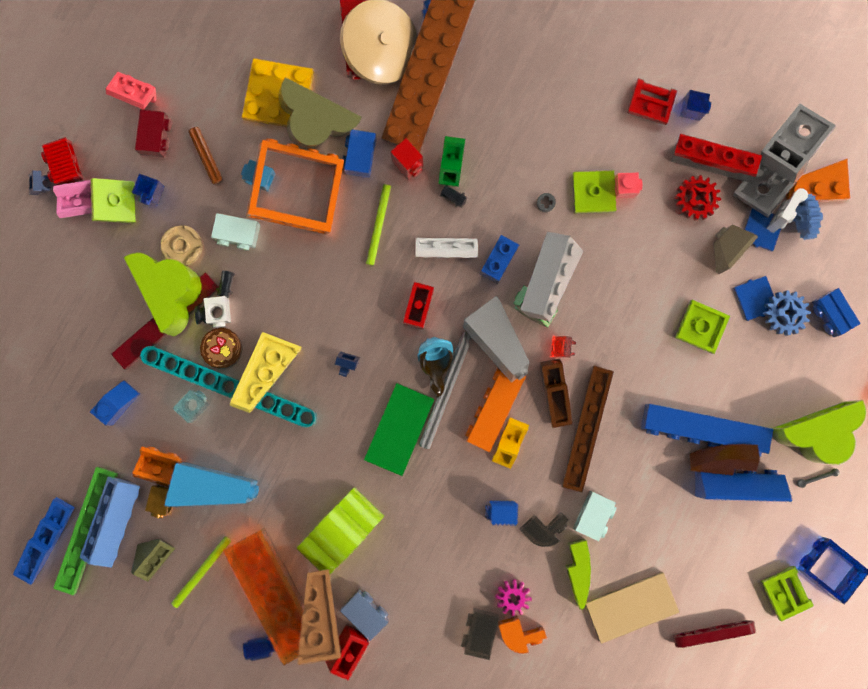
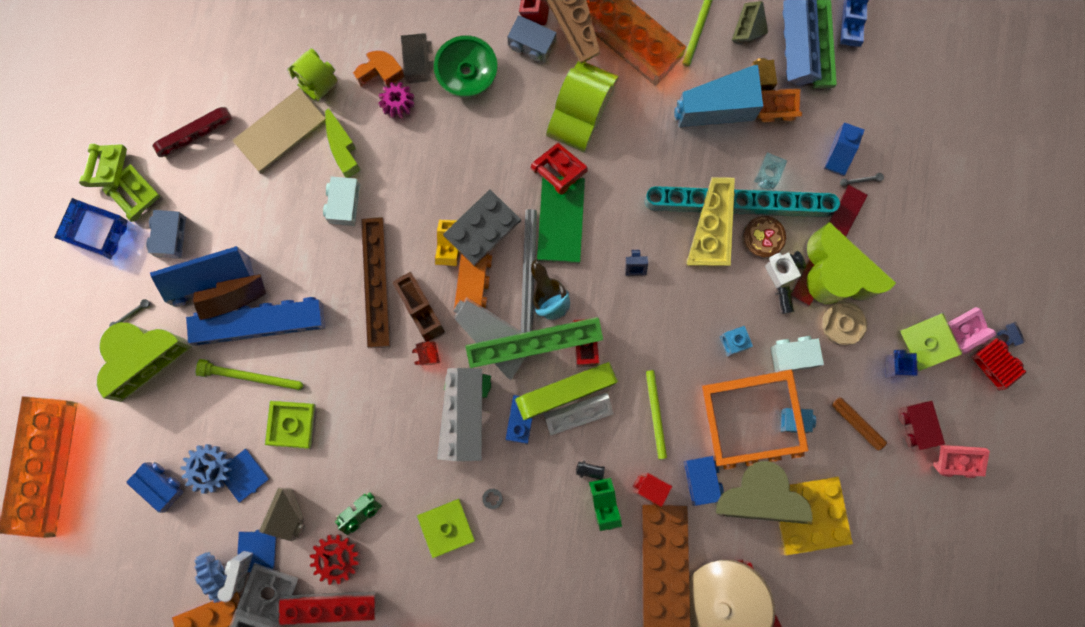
camera: 165 degrees right, 5 degrees down
(94, 367) = (878, 178): none -> dark grey hinge
(284, 262) = (736, 341): none -> dark azure brick
(378, 480) = (564, 163): none -> red plate
(437, 622) = (463, 54): none -> green dish
(451, 268) = (566, 391): none -> lime beam
(465, 317) = (534, 342): none -> bright green plate
(475, 442) = (482, 227): none -> dark grey plate
(502, 512) = (433, 171): blue brick -> none
(541, 534) = (387, 166): clear smoke brick -> none
(585, 649) = (313, 74): none -> lime brick
(627, 185) = (412, 545): coral brick -> none
(674, 226) = (350, 520): none -> green hinge
(763, 403) = (205, 368): none -> lime piece
(765, 540) = (166, 234): none -> sand blue brick
(801, 626) = (109, 166): none -> lime plate

